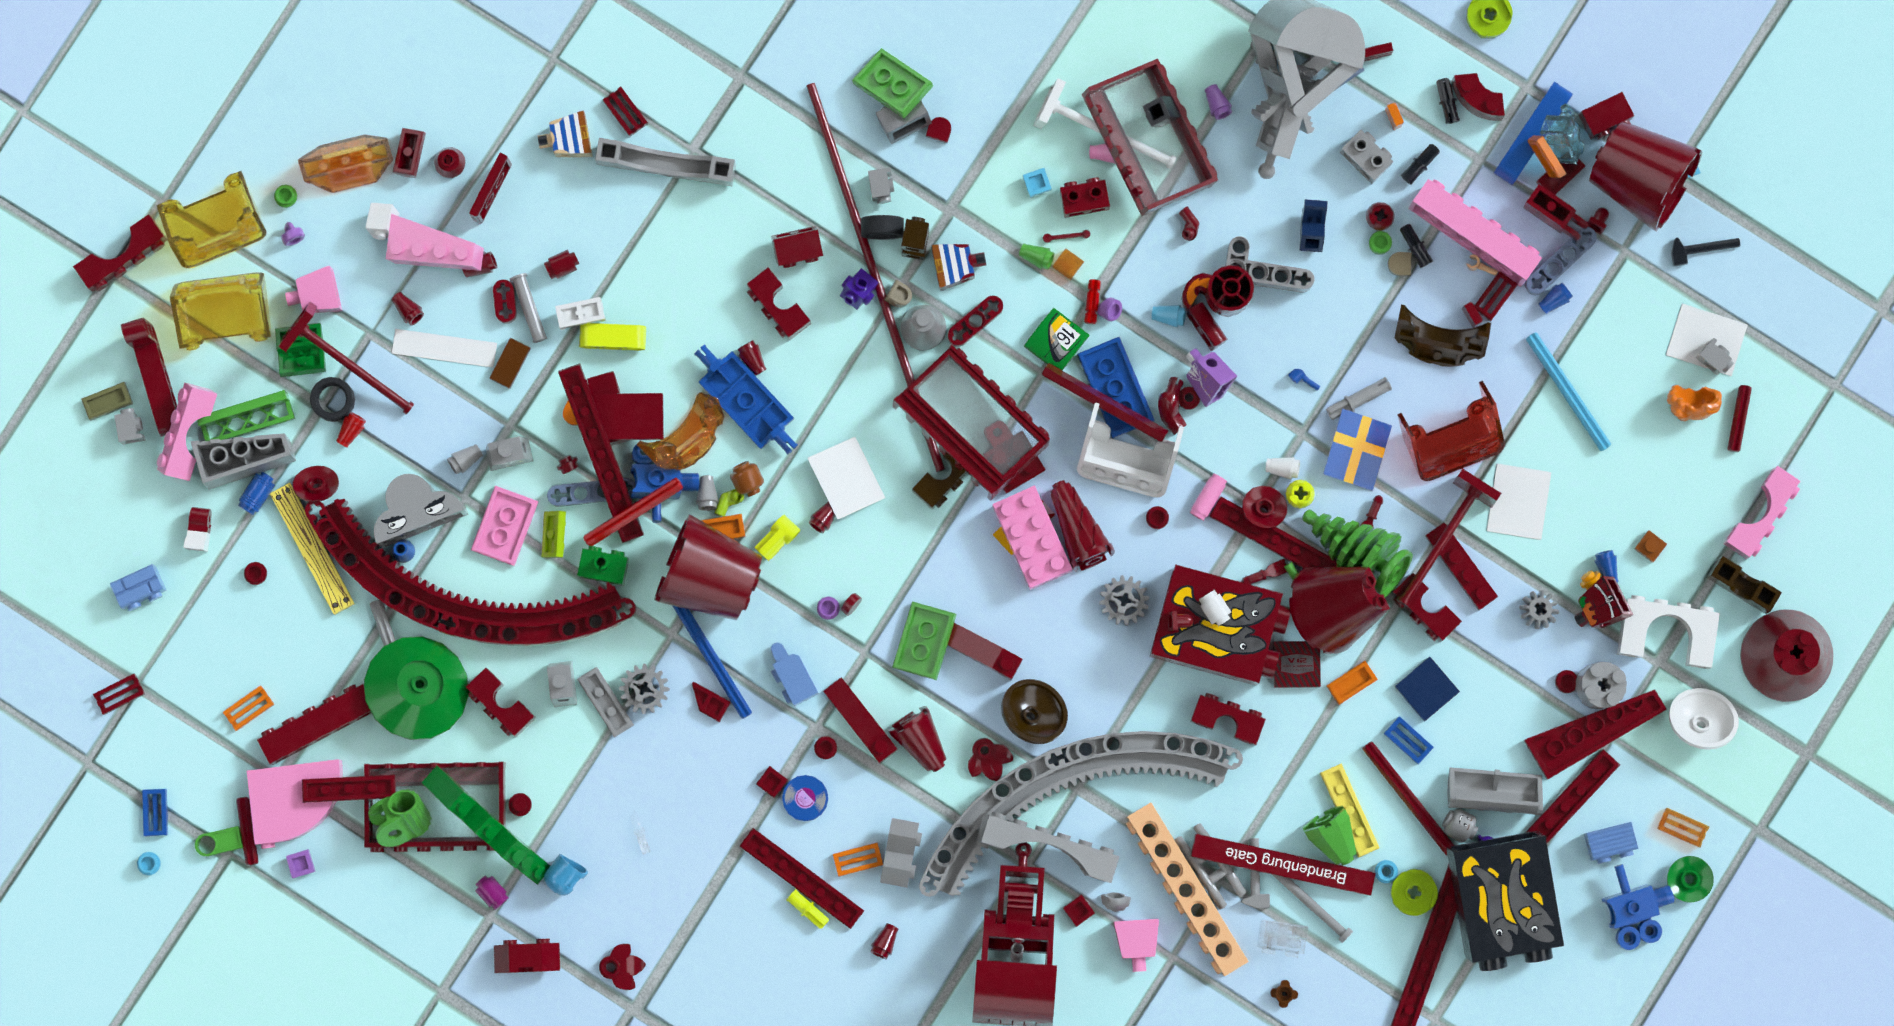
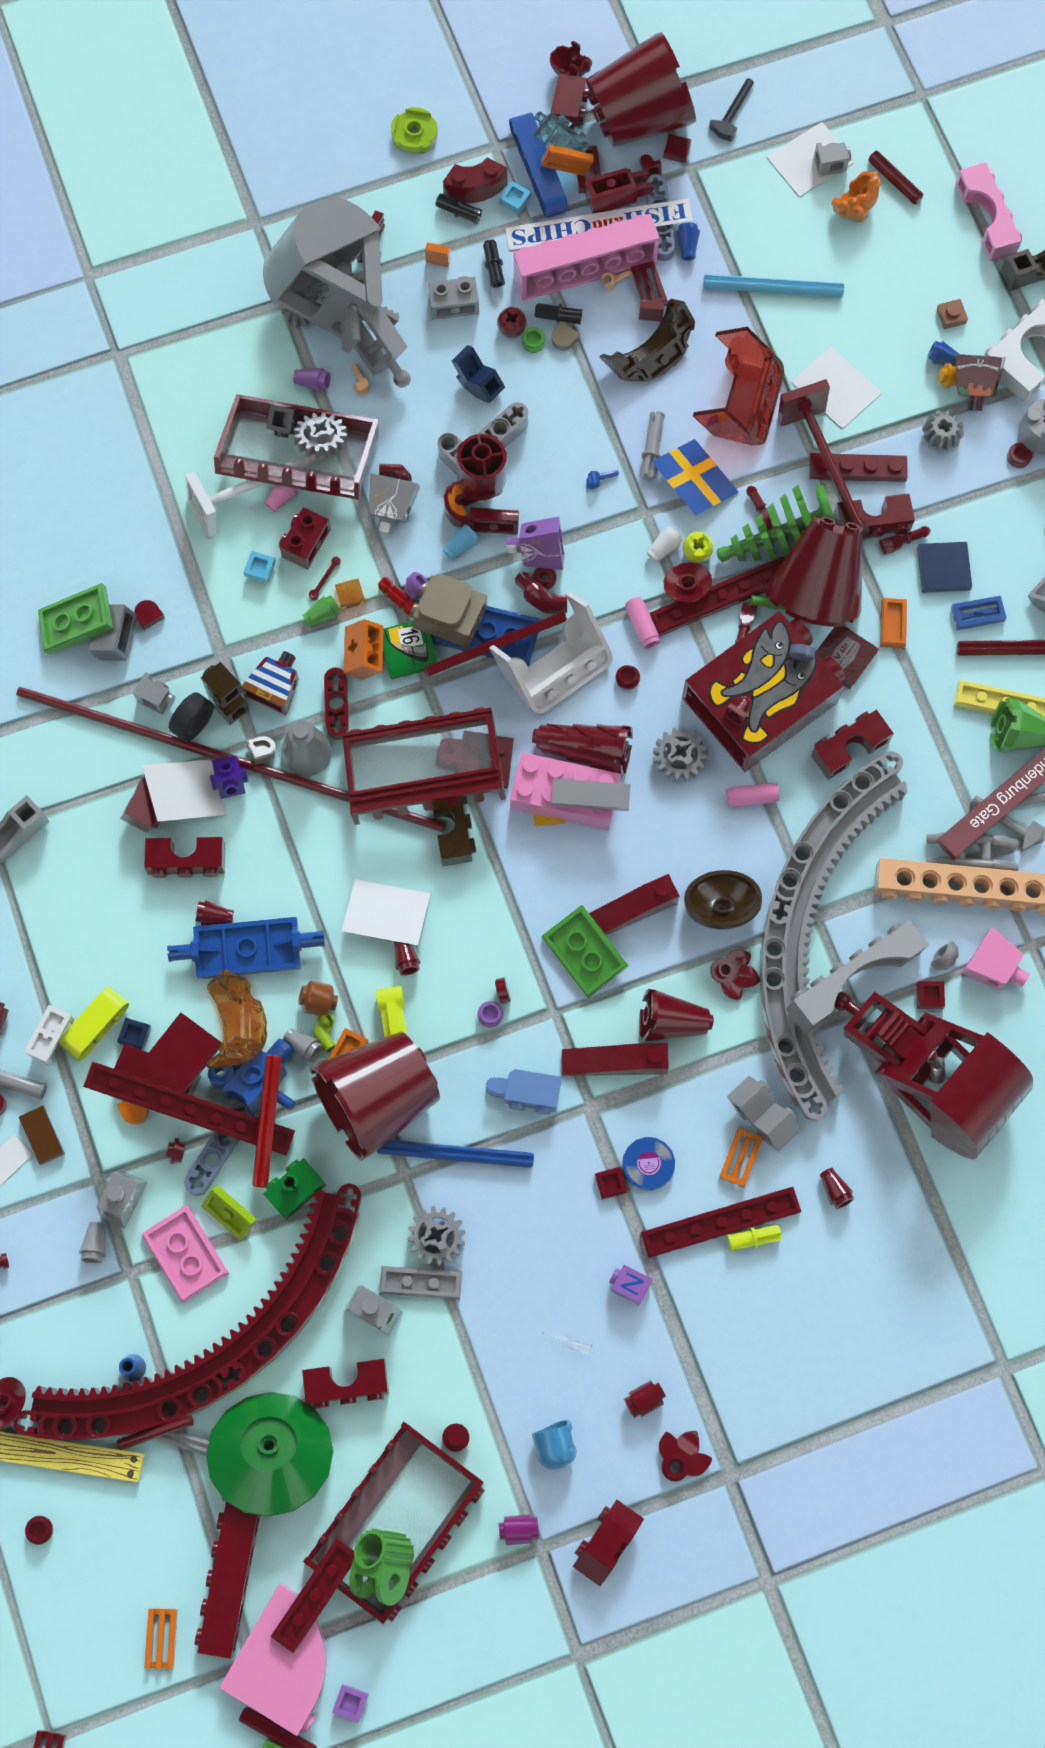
camera: 55 degrees left, 10 degrees down
(372, 600) = (155, 1432): none -> dark red bar
(414, 509) = (102, 1324): light grey brick -> none
(485, 825) = (450, 1484): green arch -> none
(627, 369) = (134, 1033): none -> dark blue tile
(640, 913) = (645, 1399): none -> dark red brick
(710, 702) = (495, 1185): dark red tile -> none
(710, 846) = (630, 1284): none -> medium lavender brick
(824, 265) = (183, 790): none -> white sticker
(825, 747) = (616, 1110): dark red plate -> none
(1028, 310) = (363, 649): none -> orange brick
(1037, 560) = (590, 794): none -> light grey tile
(1105, 349) = (449, 610): none -> dark tan brick
(1134, 675) = (752, 795): none -> bright pink piece
(1161, 238) = (391, 500): none -> light grey torso
(1176, 141) = (320, 435): none -> light grey gear
(1215, 608) = (751, 671): white brick -> none
(1241, 143) = (361, 385): none -> light nougat hand
(1258, 634) = (802, 652): none -> sand blue tile
(1419, 638) = (895, 542): none -> dark red piece
(1490, 137) = (514, 197): none -> medium azure plate
(1517, 218) = (536, 233): none -> white sticker
(1633, 230) = (677, 148): none -> dark red tile
(1641, 90) = (569, 60): none -> dark red hair

